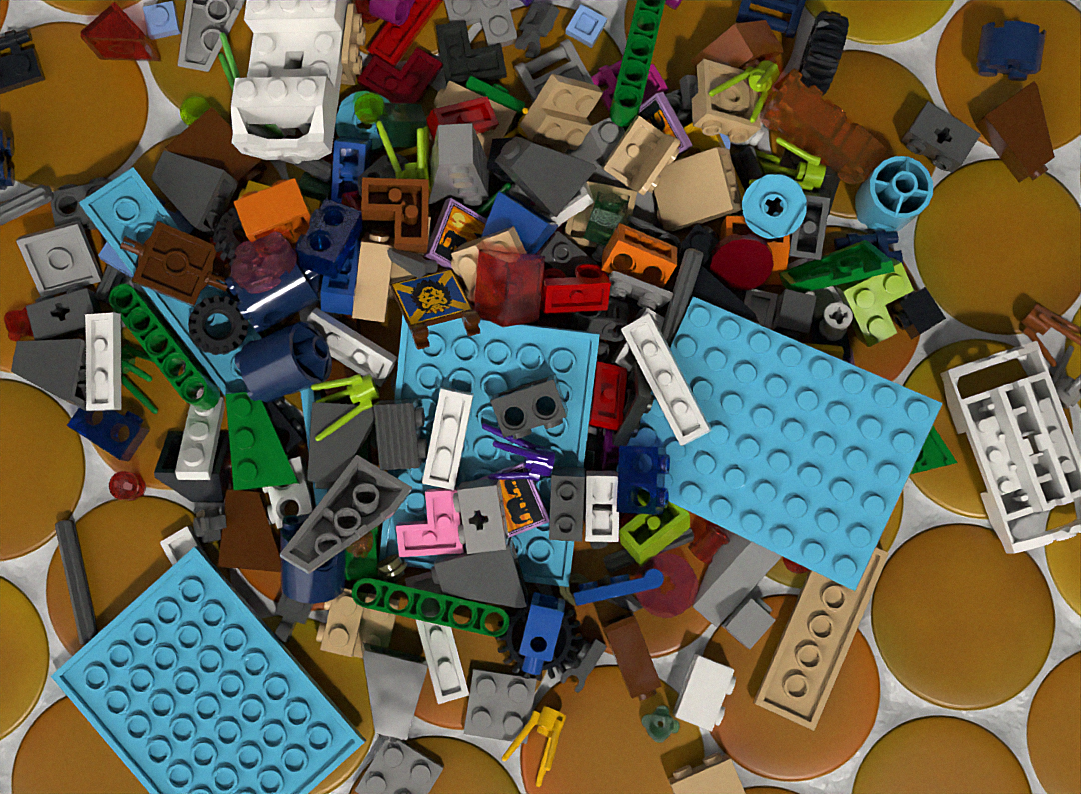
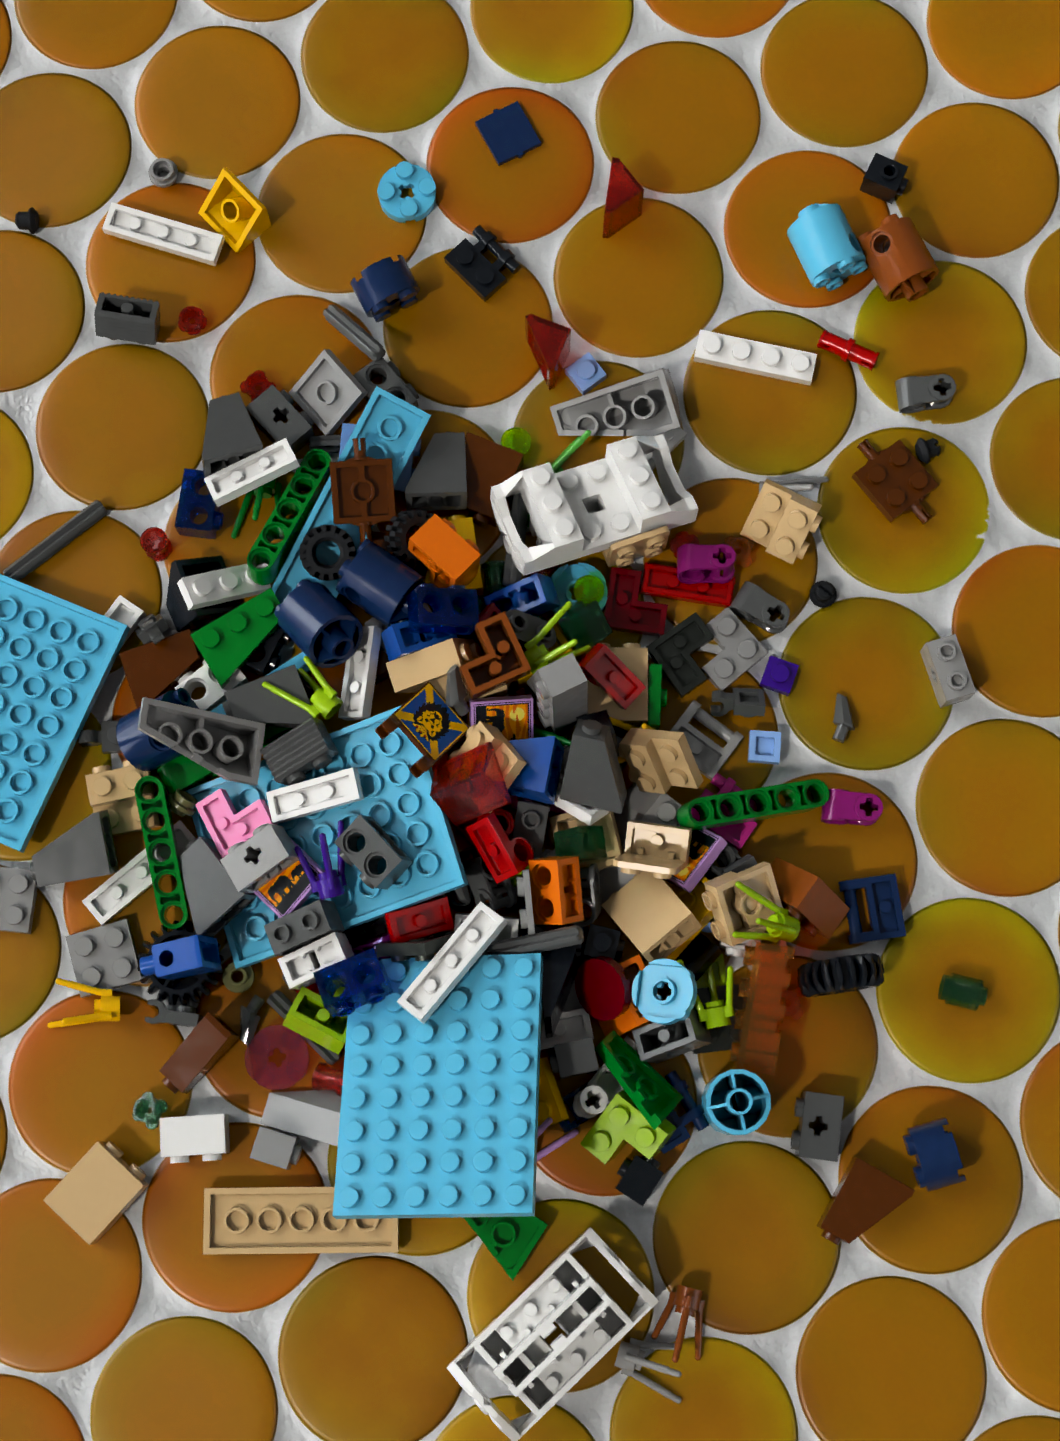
camera: 70 degrees right, 5 degrees down
(272, 253) = (392, 563): clear pink plate -> none
(361, 546) = (189, 767): clear orange plate -> none
(619, 586) = (255, 1013): blue plate -> none

